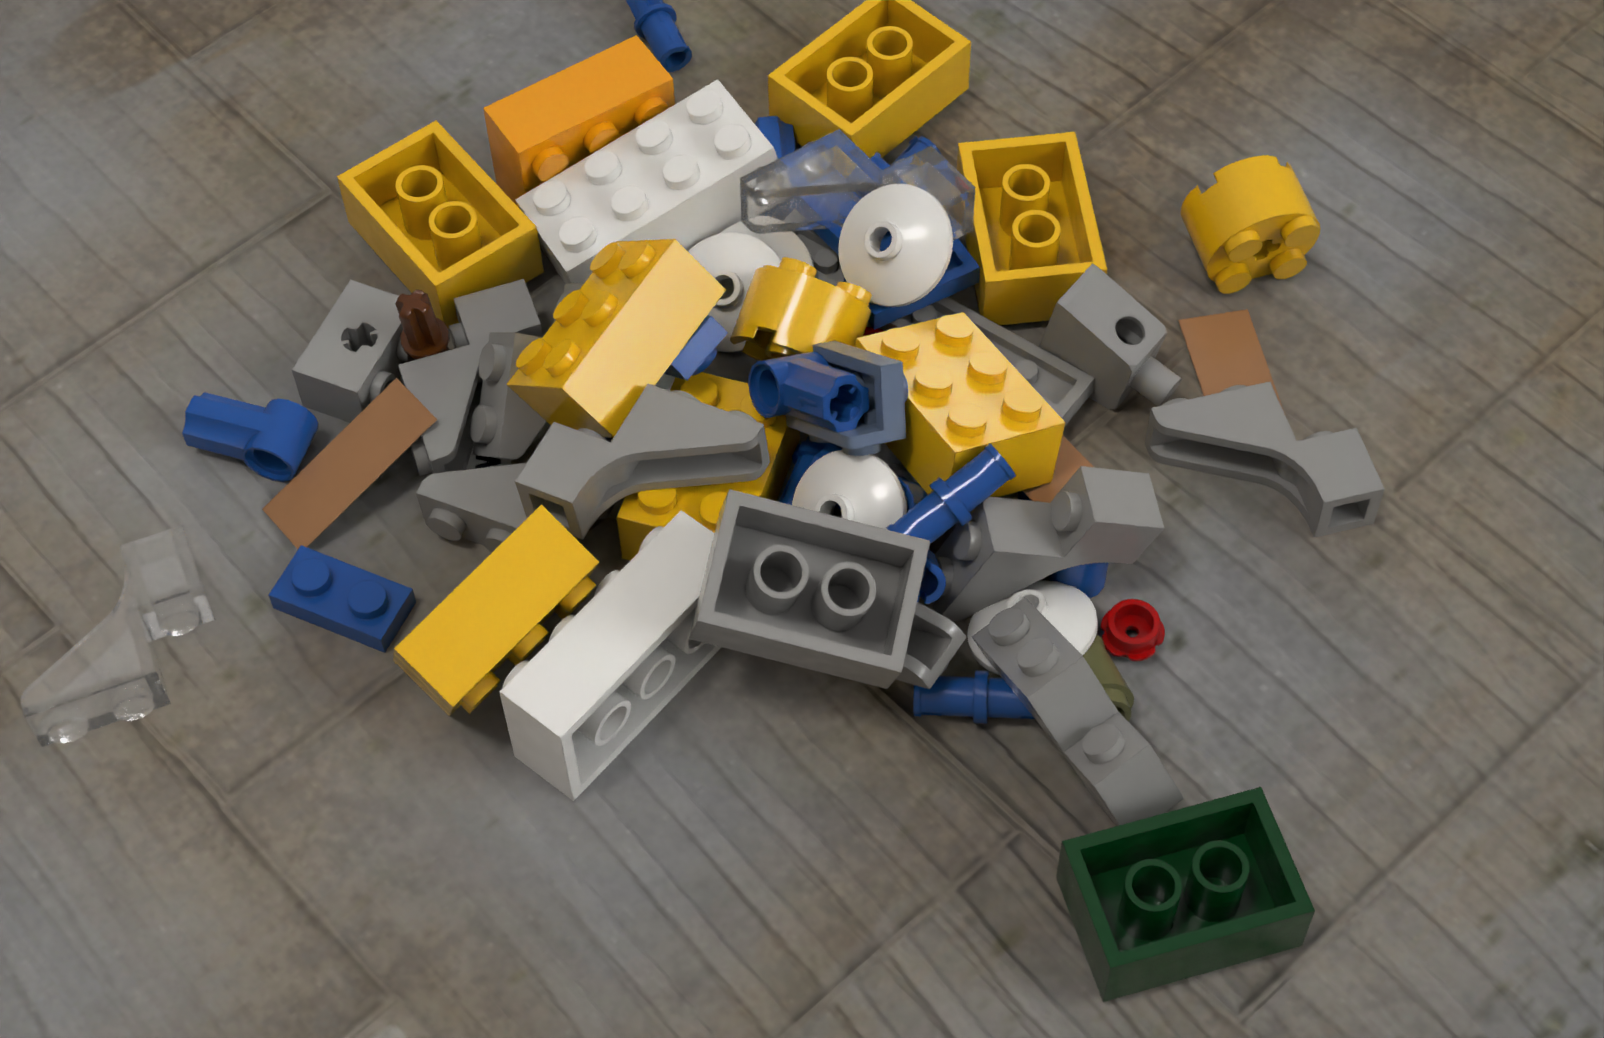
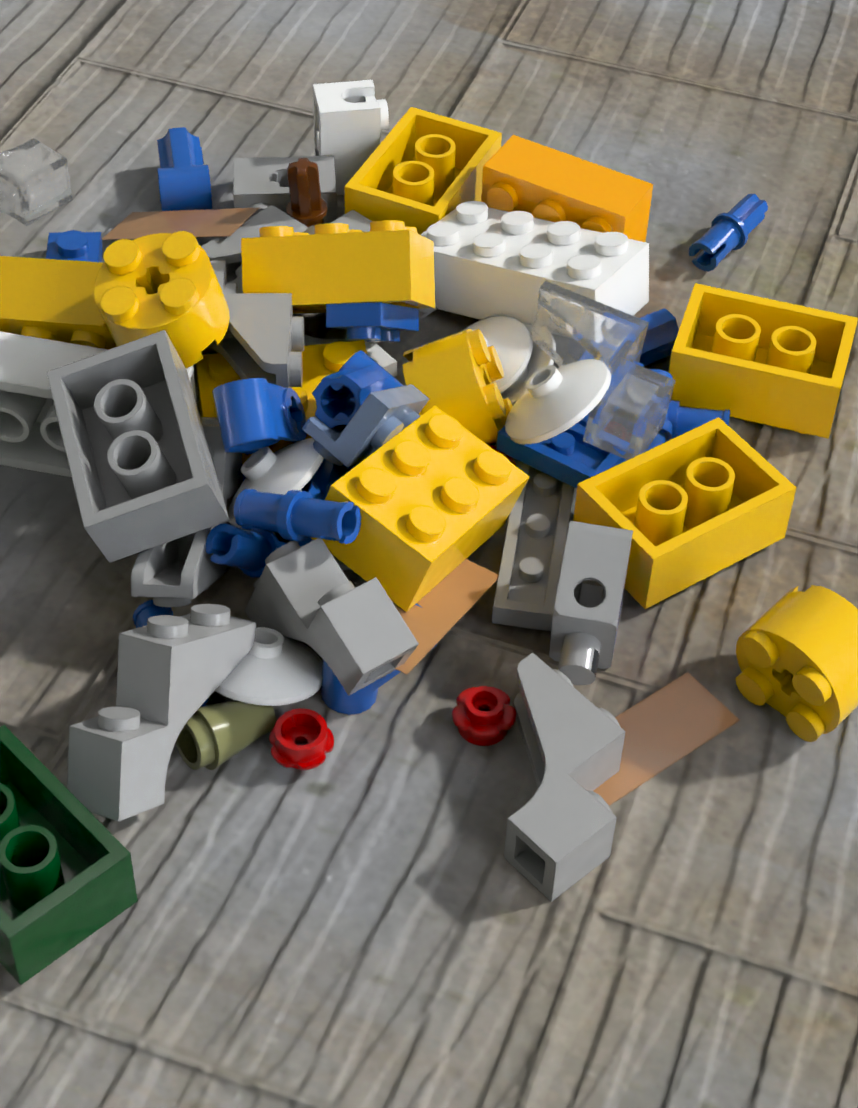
camera: 60 degrees right, 10 degrees down
(325, 243) = (347, 125): none -> white brick
(624, 451) = (162, 286): none -> yellow brick
(806, 481) = (257, 414): none -> blue piece
(1175, 494) = (480, 726): none -> red plate

